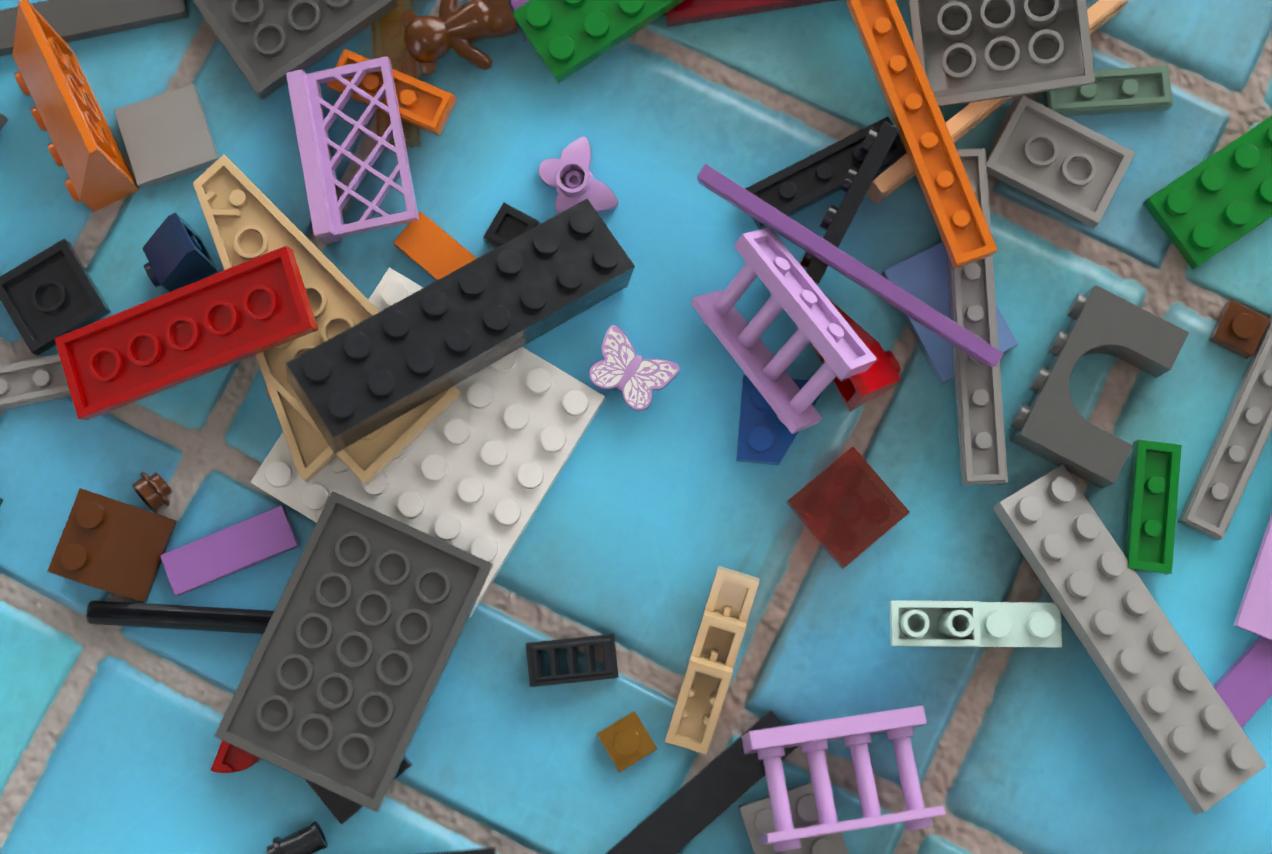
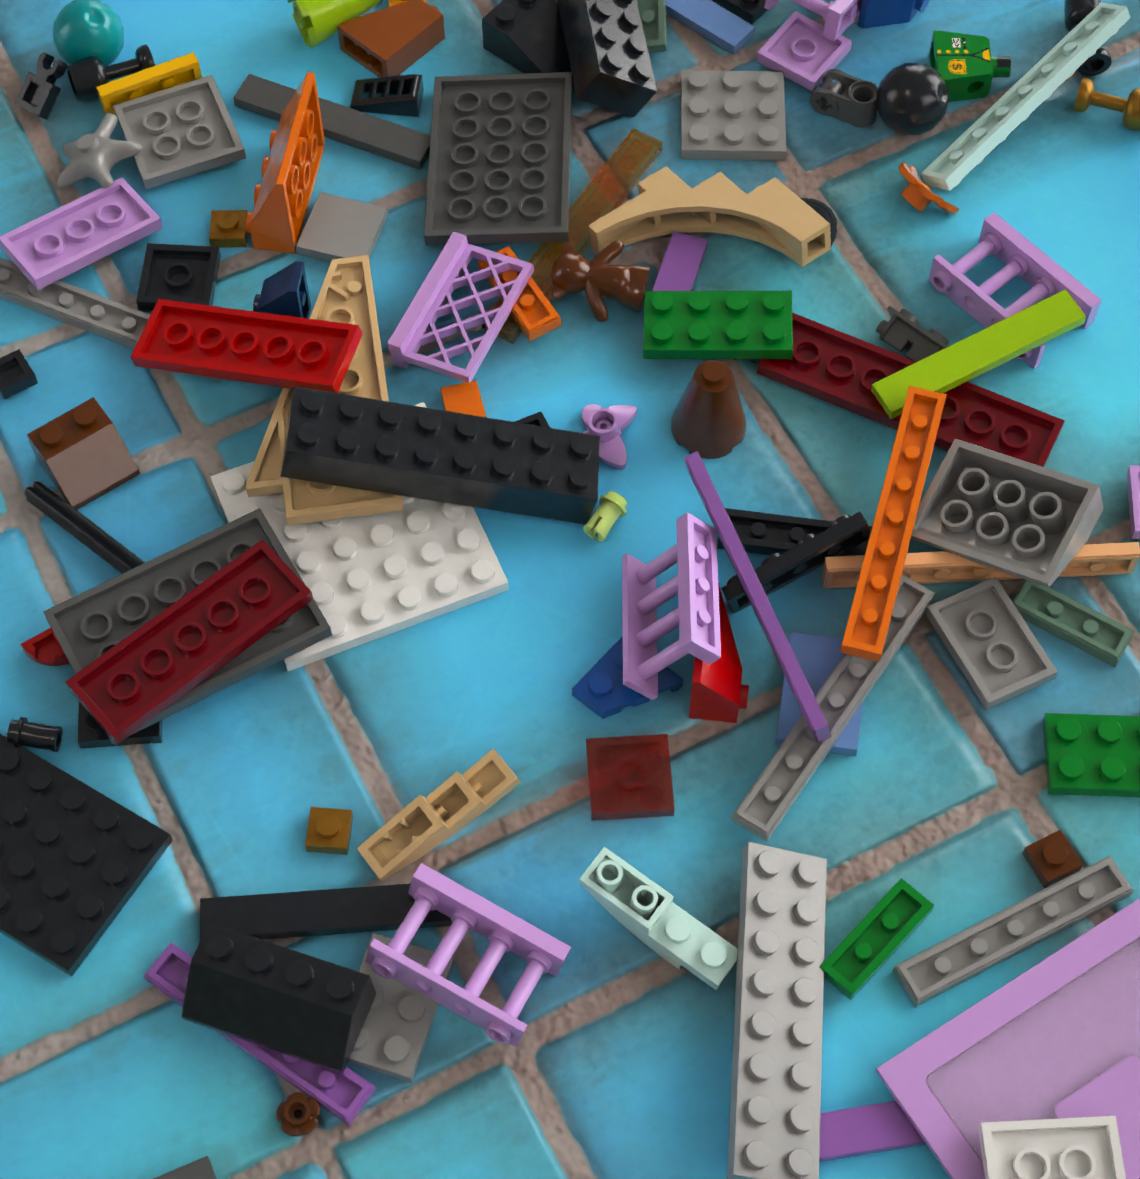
camera: 35 degrees right, 20 degrees down
(54, 208) = (228, 228): none -> pearl gold plate
(152, 490) = (140, 439): reddish brown plate -> none
(229, 551) = (157, 512): medium lavender tile -> none
(378, 673) = (189, 641): none -> dark red plate
(535, 661) = (327, 725): black slope -> none
(629, 371) = (539, 576): animal -> none
(642, 257) = (610, 509): none -> yellowish green pin
(661, 104) = (709, 412): none -> reddish brown cone
(1051, 422) = (928, 776): dark grey arch -> none

